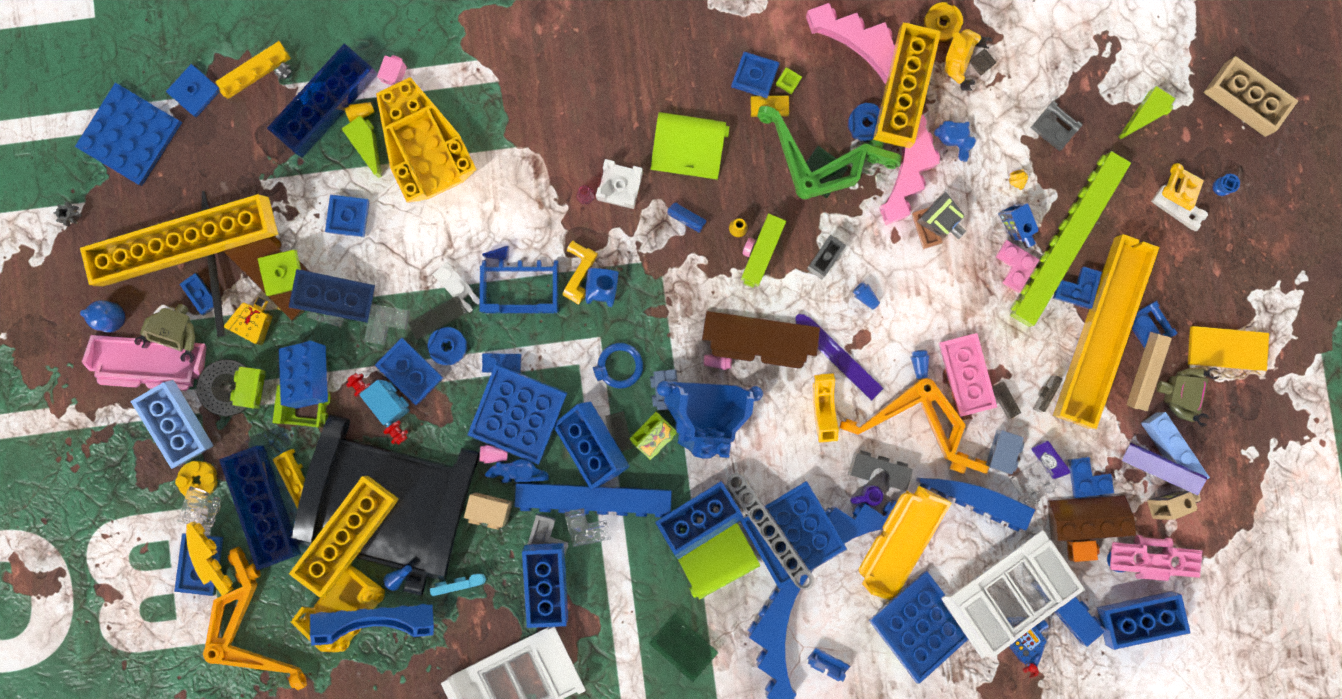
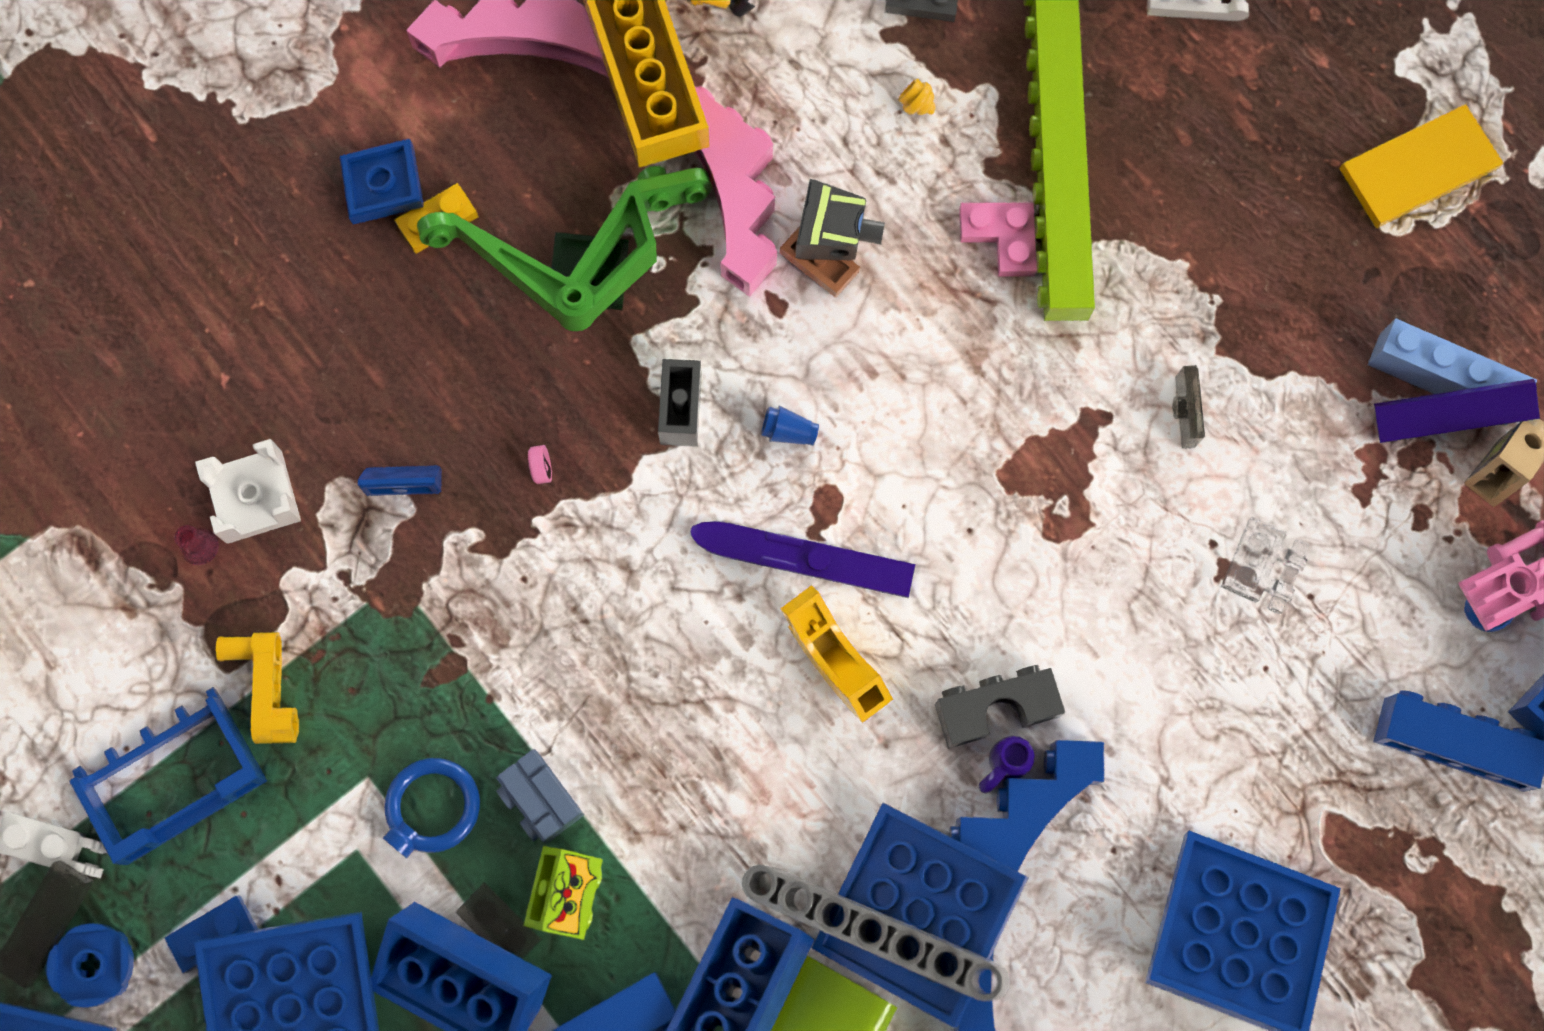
camera: 35 degrees left, 10 degrees down
(499, 254) = (96, 741): clear blue piece -> none
(601, 285) = (314, 684): blue piece -> none
(688, 145) = (333, 359): lime door -> none
(708, 414) = (635, 792): blue piece -> none
(717, 362) = (602, 689): bright pink cone -> none
(738, 232) = (503, 449): yellow cone -> none
(749, 337) = (631, 615): reddish brown slope -> none
(762, 251) = (564, 455): lime brick -> none
(788, 80) = (443, 159): lime plate -> none
(858, 115) = (594, 152): blue plate -> none
(902, 541) = (1113, 806): yellow slope -> none
(913, 396) = (978, 537): light orange piece -> none
(920, 363) = (949, 483): blue cone -> none
(956, 135) = (773, 87): blue animal -> none
(967, 375) = (1040, 456): bright pink plate -> none
(983, 501) = (1202, 648): blue slope -> none
(1005, 452) = (1184, 544): sand blue brick -> none
(1006, 400) = (1129, 458): clear smoke piece -> none
(1013, 595) = (1360, 780): white piece -> none
(1020, 223) = (965, 163): blue torso -> none
(1030, 648) = (1431, 845): torso -> none
(1051, 457) = (1249, 500): dark purple slope -> none
(1082, 550) = (1419, 629): orange brick -> none
(1083, 292) = (1136, 213): blue plate -> none
(1084, 483) = (1347, 516): blue plate -> none
(1090, 518) = (1396, 567): reddish brown slope -> none
(1105, 332) = (1215, 254): yellow piece -> none
(1144, 325) = (1274, 212): blue plate -> none
(1148, 371) = (1324, 272): tan panel -> none
(1186, 393) = (1407, 271): olive torso -> none

